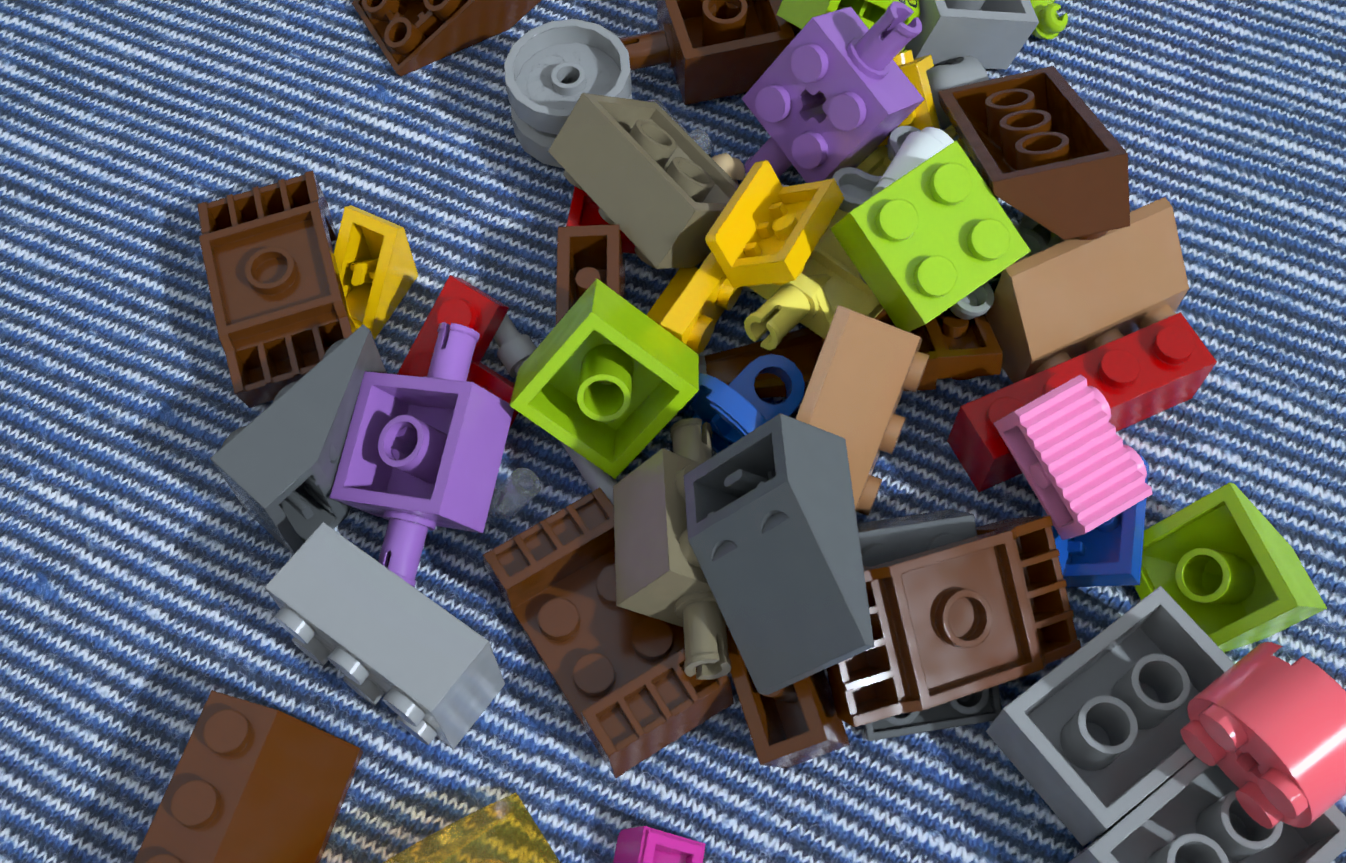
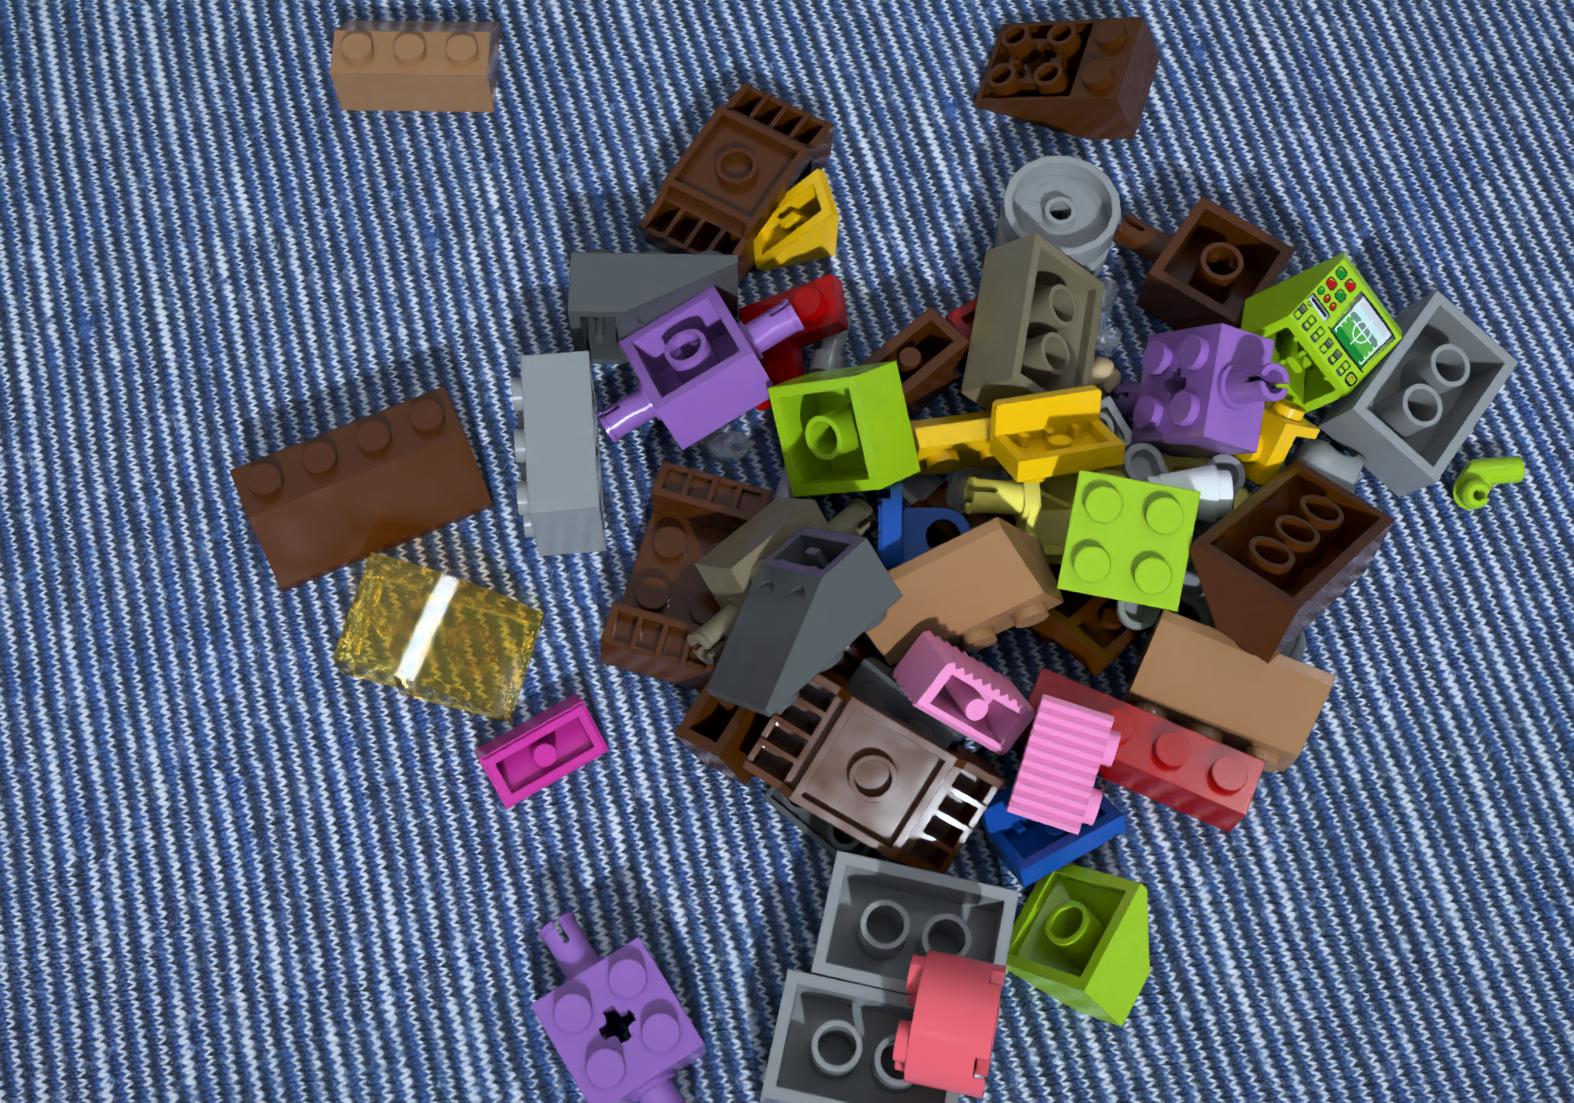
camera: 45 degrees right, 5 degrees up
(730, 338) = (955, 489): none -> clear arm
(937, 482) = (963, 693): none -> bright pink brick

